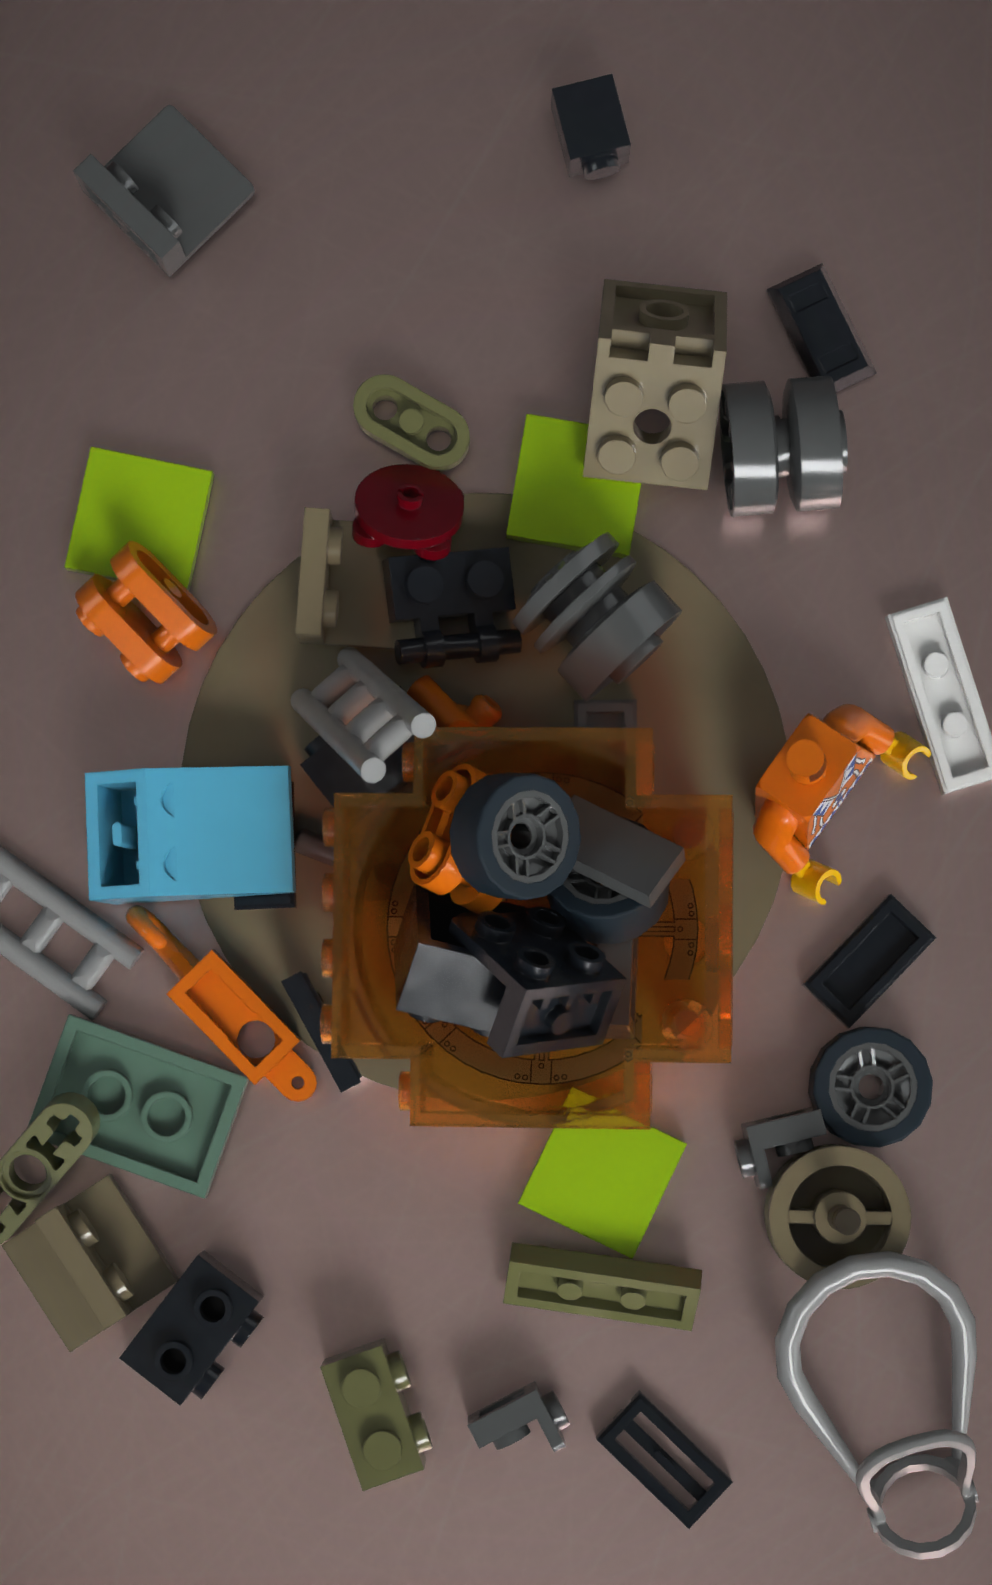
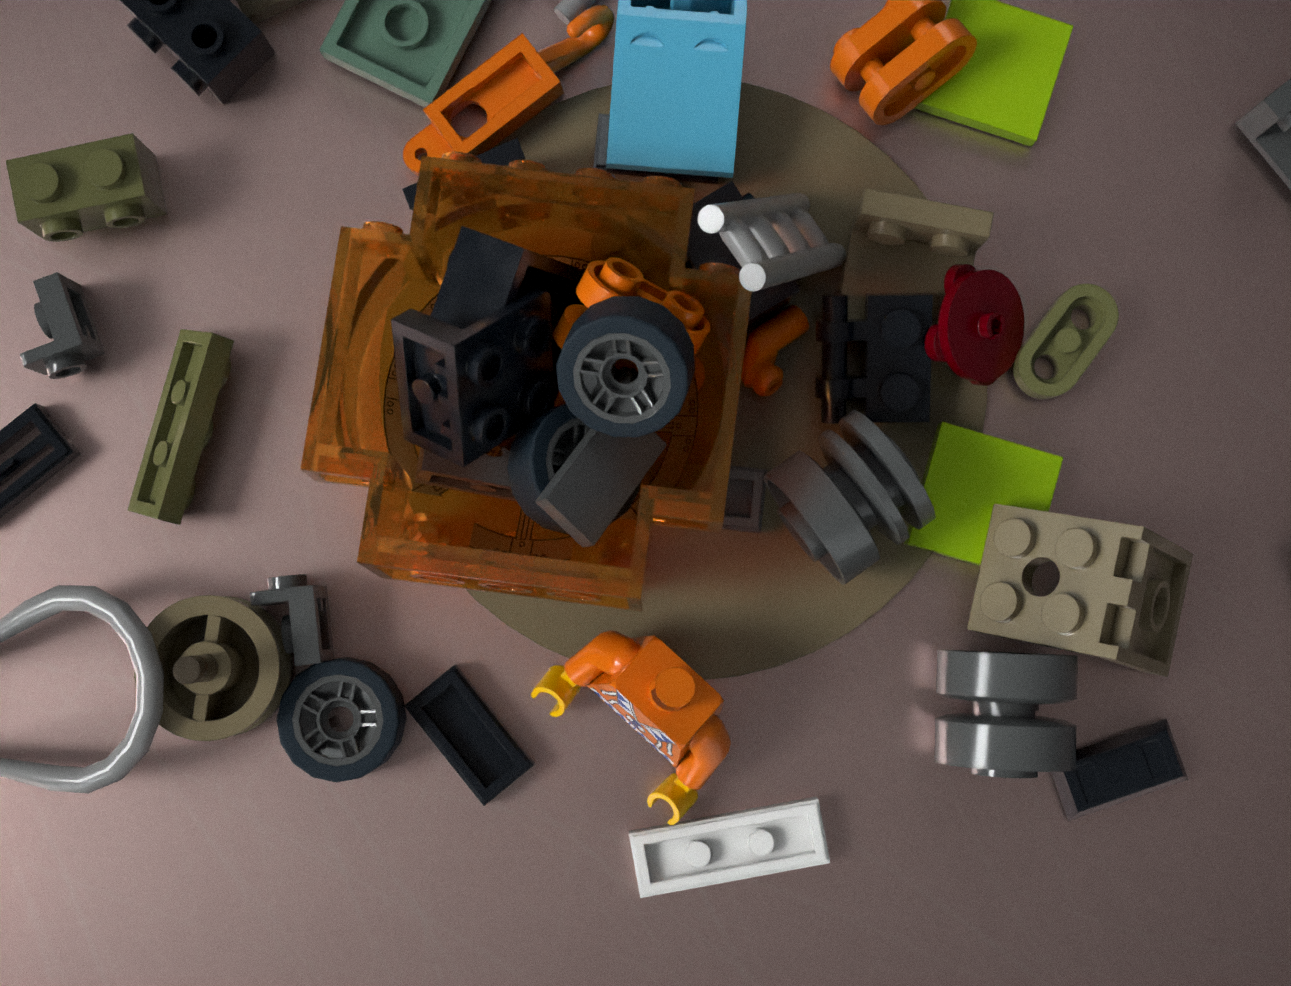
camera: 90 degrees right, 0 degrees up
(603, 1182) = (267, 442): lime tile -> none

